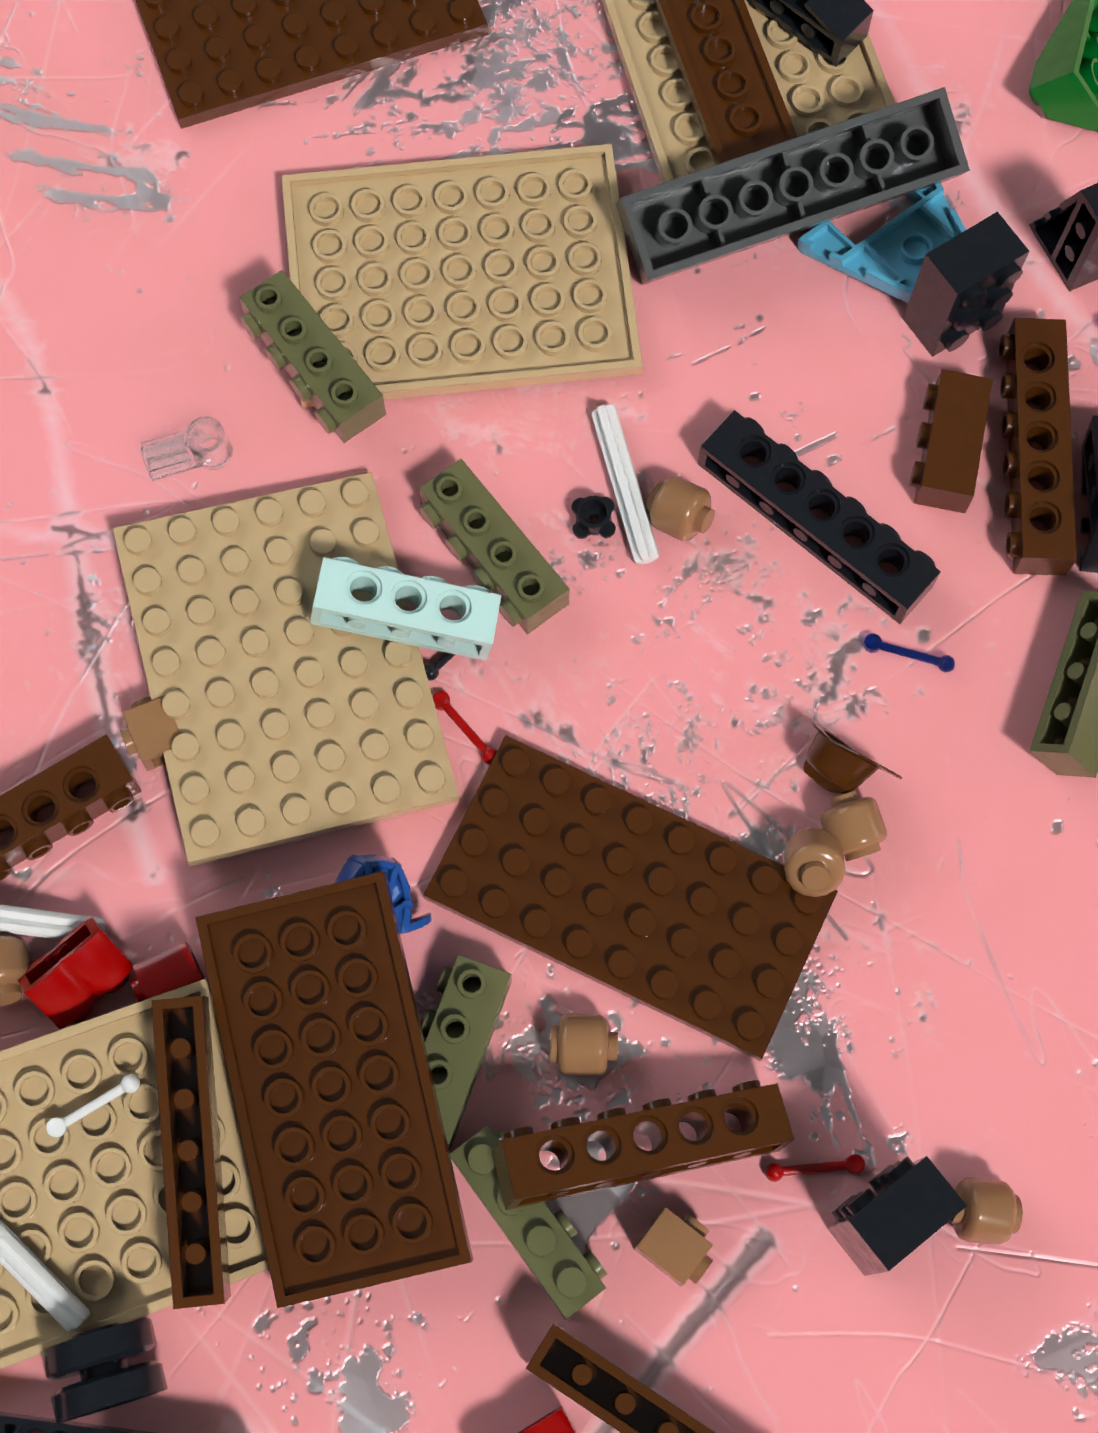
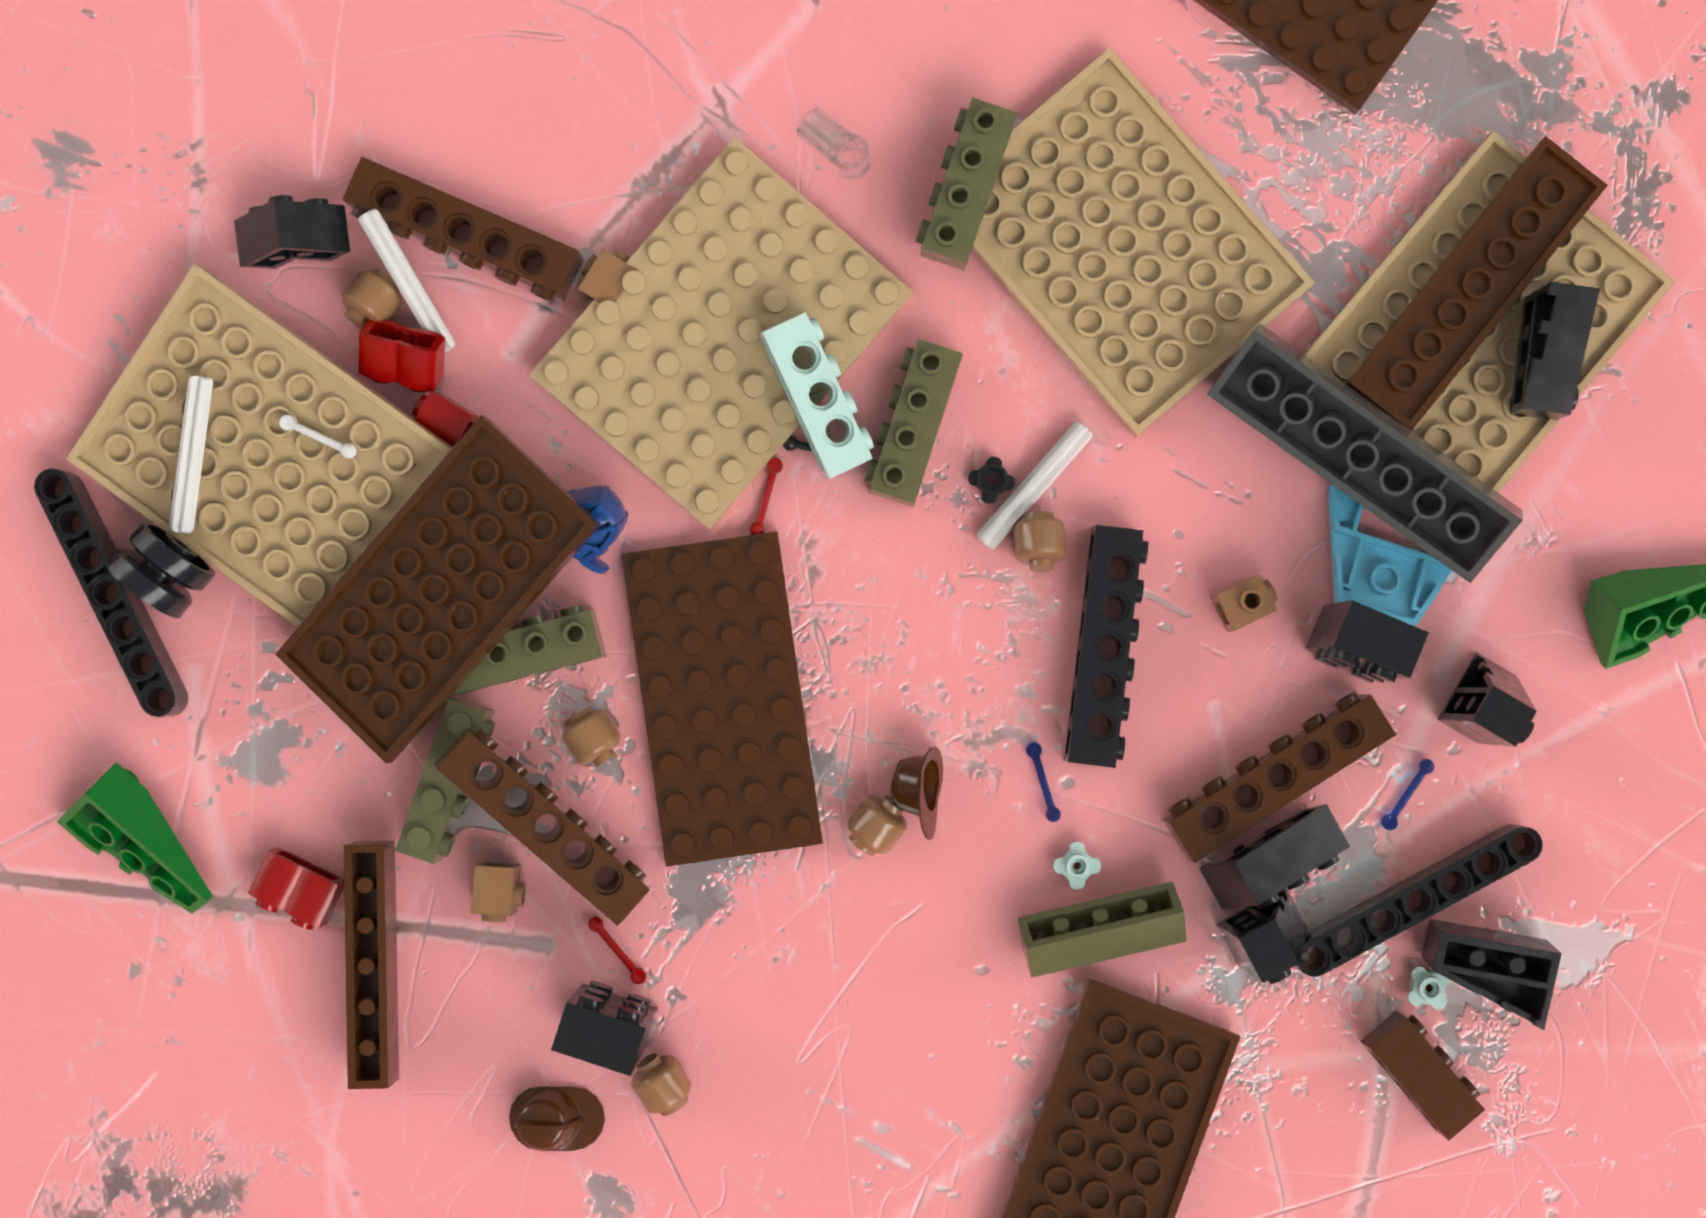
camera: 55 degrees right, 15 degrees up
(191, 1152) = (330, 525): reddish brown brick -> none
(814, 862) = (828, 814): medium nougat head -> none
(858, 375) = (1245, 602): none -> medium nougat brick
(951, 441) = (1237, 708): reddish brown brick -> none
(951, 1351) = (556, 1118): none -> reddish brown piece
(1002, 682) = (1076, 853): none -> light aqua plate

